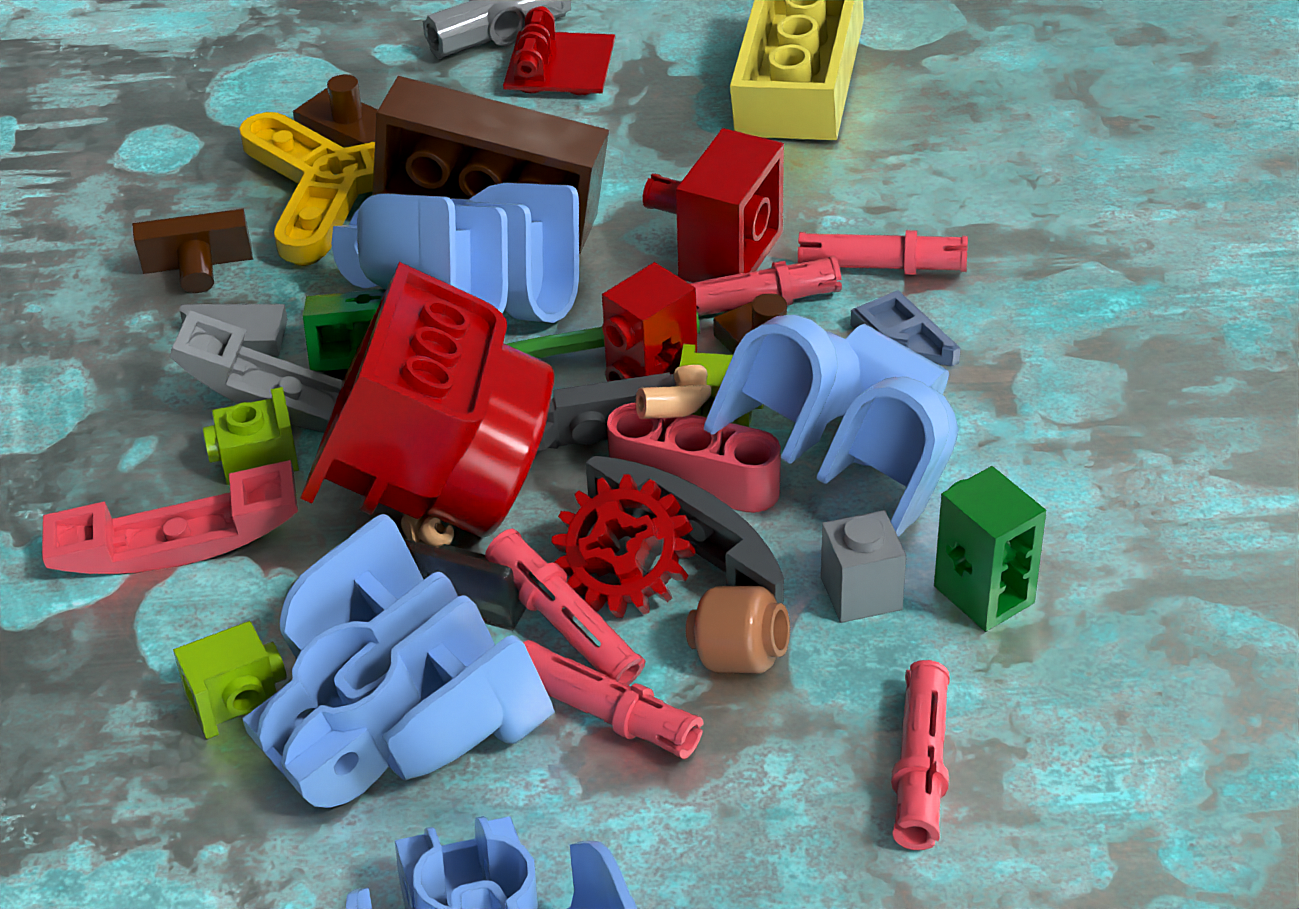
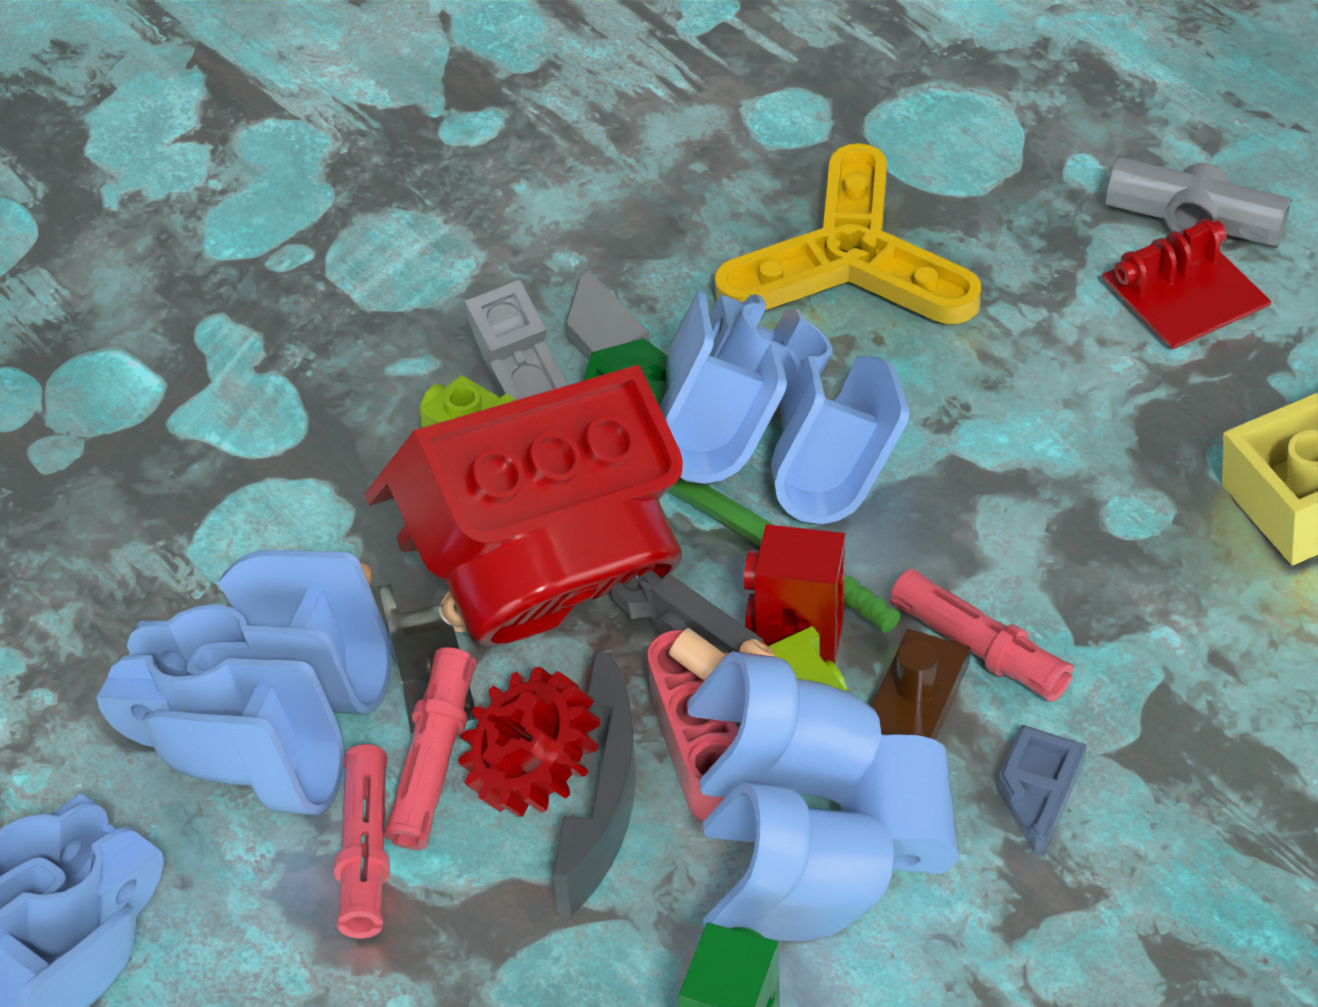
camera: 55 degrees right, 5 degrees up
(174, 535) = (309, 436): coral slope -> none
(193, 245) = (661, 226): reddish brown tile -> none
(228, 675) = (183, 576): lime brick -> none
(339, 113) = (940, 208): reddish brown tile -> none
(461, 143) = (910, 312): reddish brown brick -> none
(724, 206) = (1039, 543): red brick -> none
(738, 629) = (505, 883): nougat head -> none
(863, 566) = (652, 928): light grey brick -> none
(886, 251) = (1149, 719): coral pin -> none

